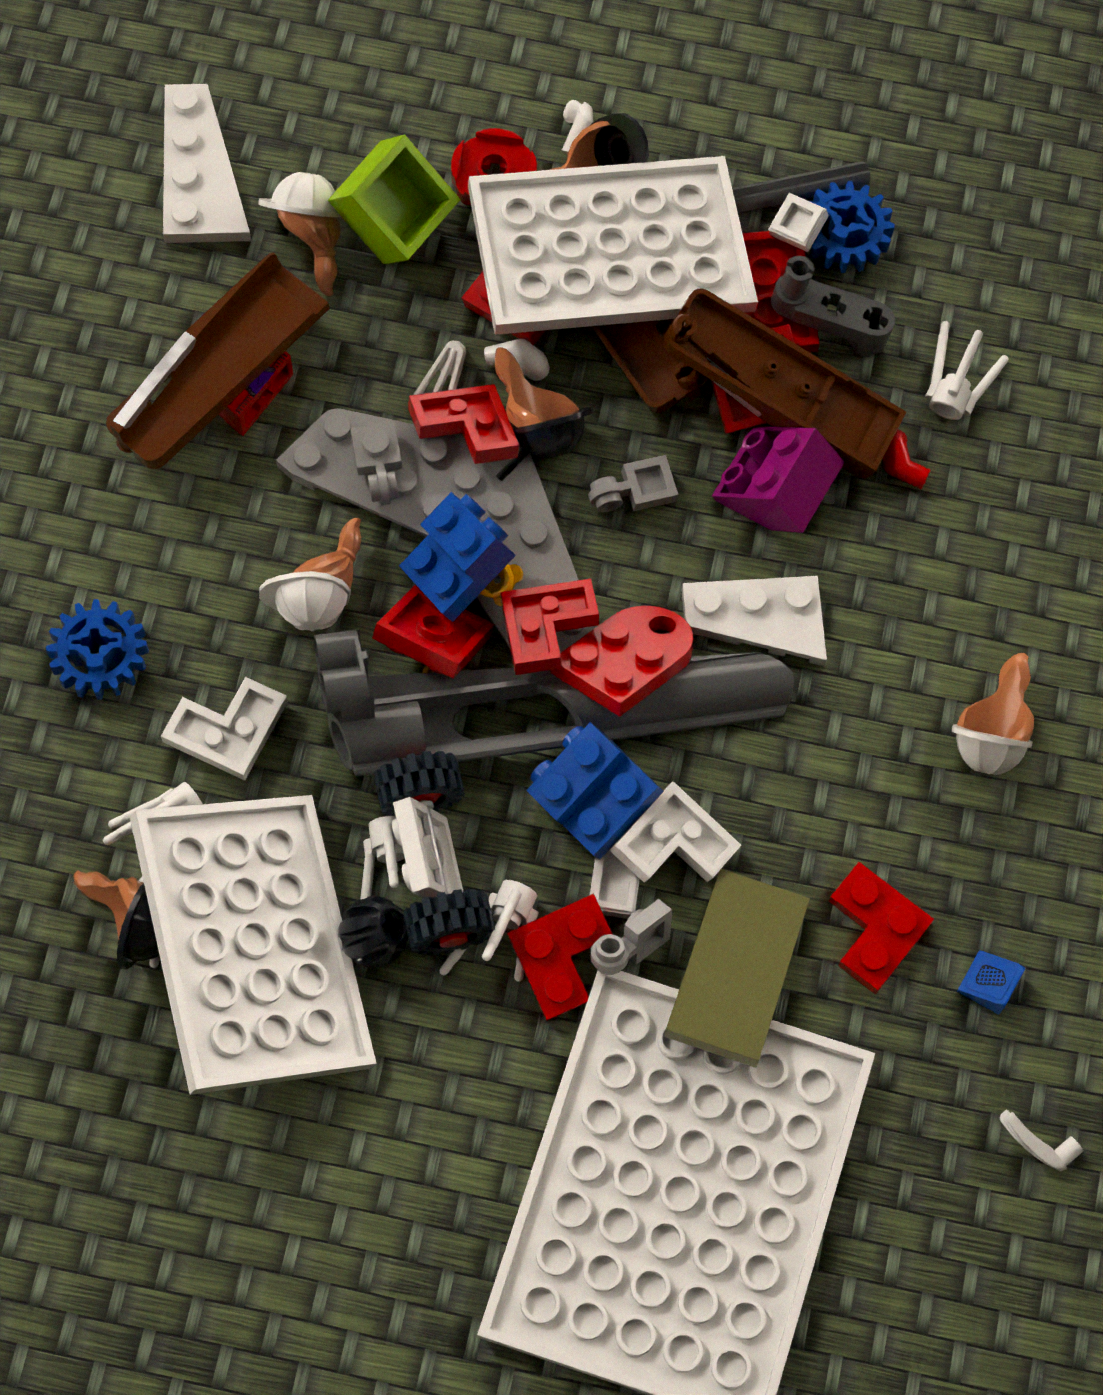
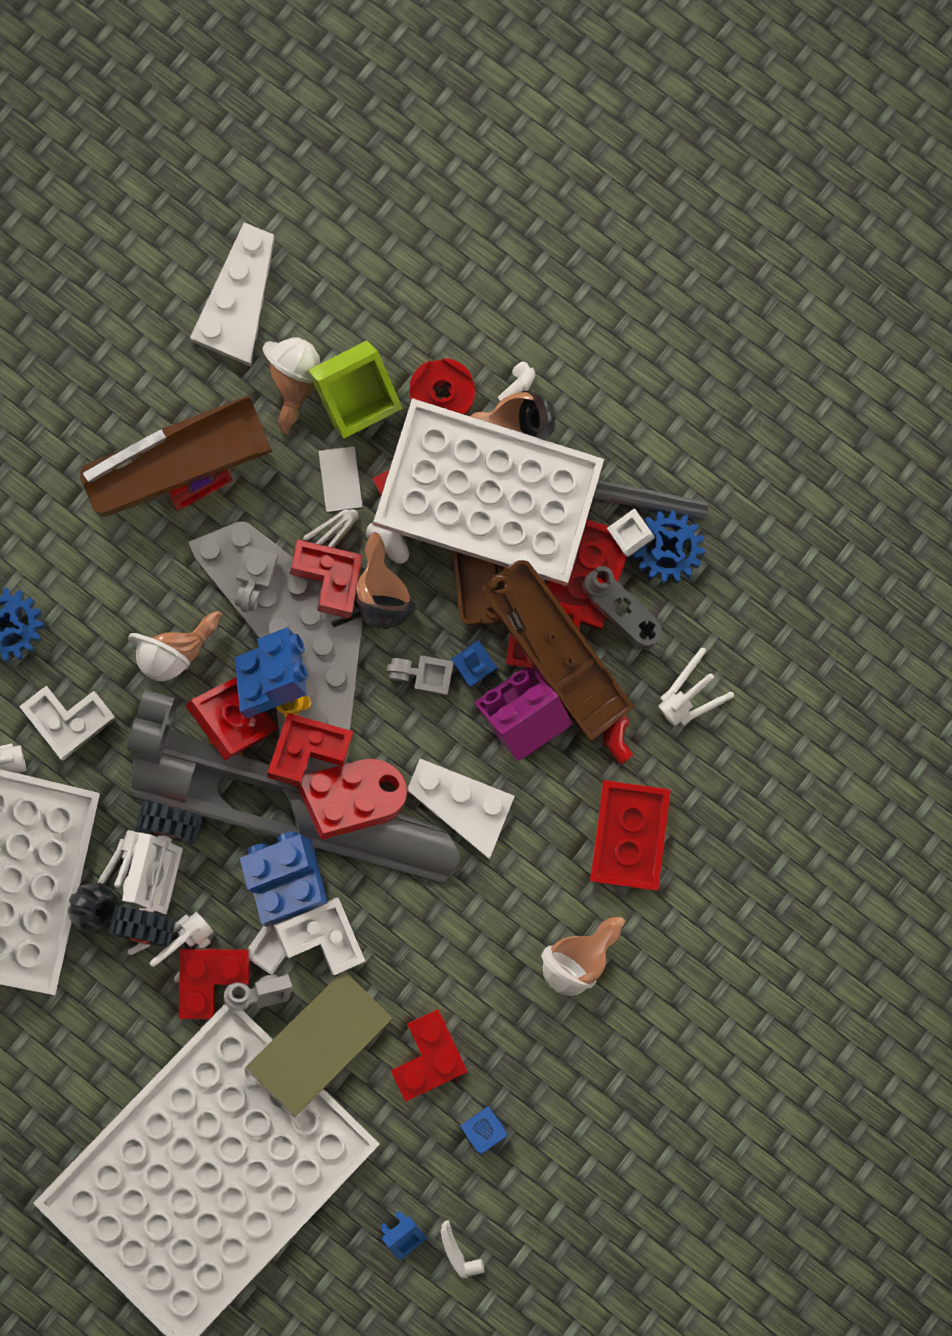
camera: 25 degrees right, 10 degrees up
(421, 318) = (340, 479): none -> white sticker
(690, 452) = (474, 664): none -> blue tile
(964, 1153) = (403, 1237): none -> blue tile
(977, 560) = (630, 835): none -> red plate

